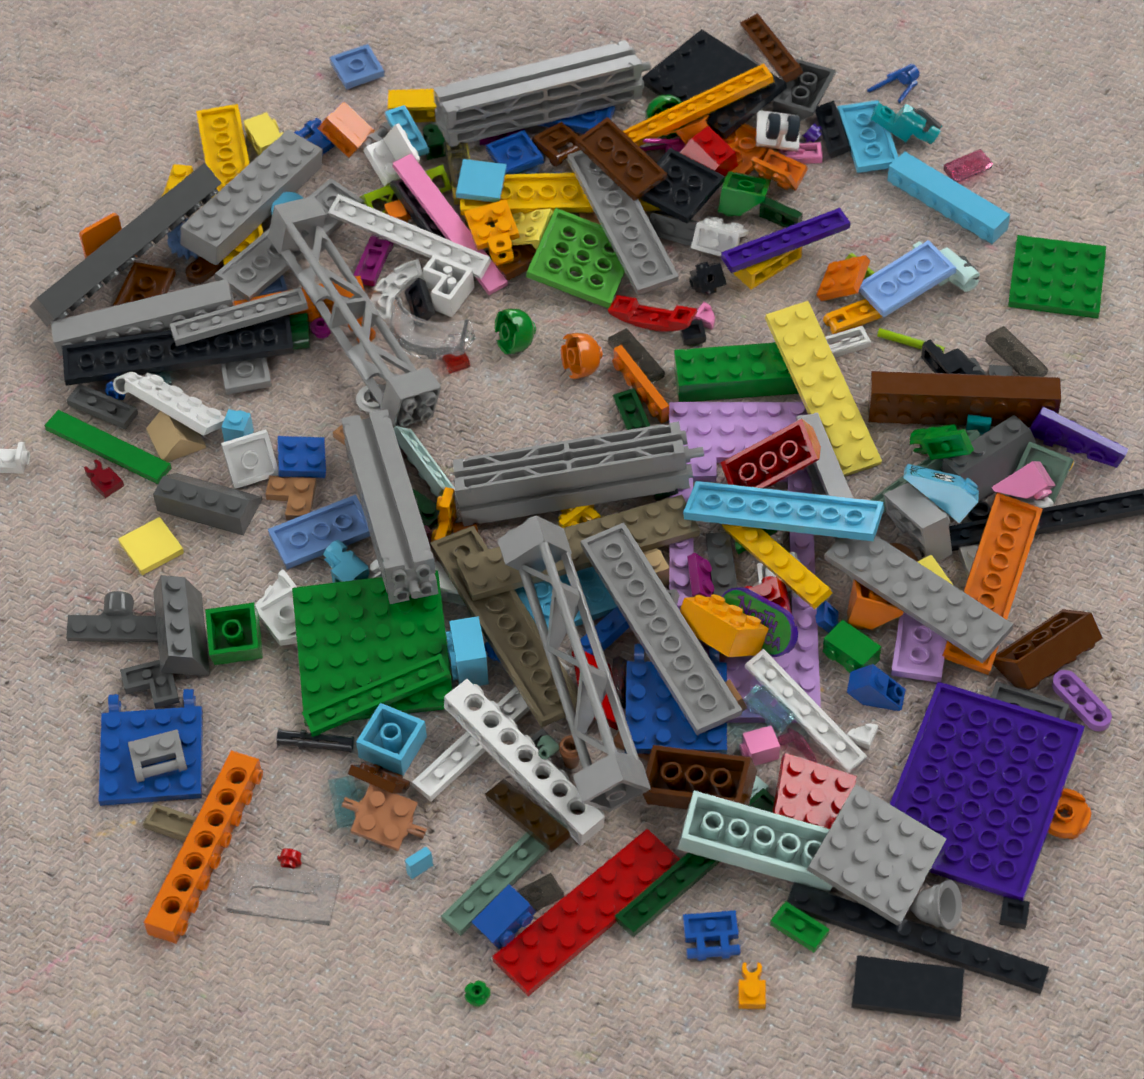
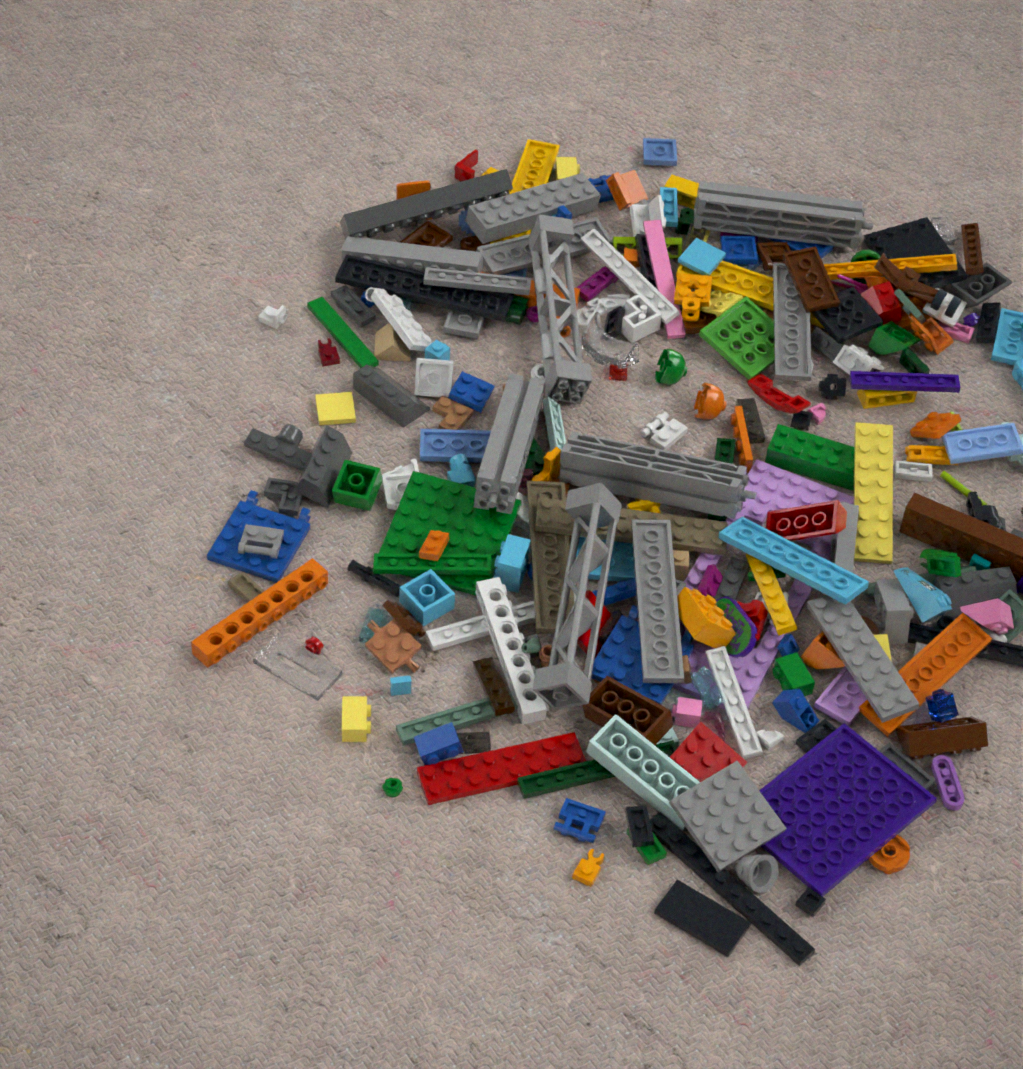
camera: 20 degrees right, 5 degrees down
(139, 181) = (463, 168): none -> red bracket
(294, 191) = (563, 212): none -> blue plate
(368, 671) = (434, 545): none -> orange plate
(388, 929) = (354, 719): none -> light yellow brick
(554, 412) = (667, 435): none -> white plate
(724, 117) = (905, 281): none -> reddish brown plate
(725, 34) = (944, 228): none -> clear plate
(744, 147) = (909, 307): none -> sand green plate
(785, 912) = (639, 826): none -> black plate
(914, 710) = (815, 735): none -> black plate
(1029, 613) = (941, 705): none -> clear blue brick

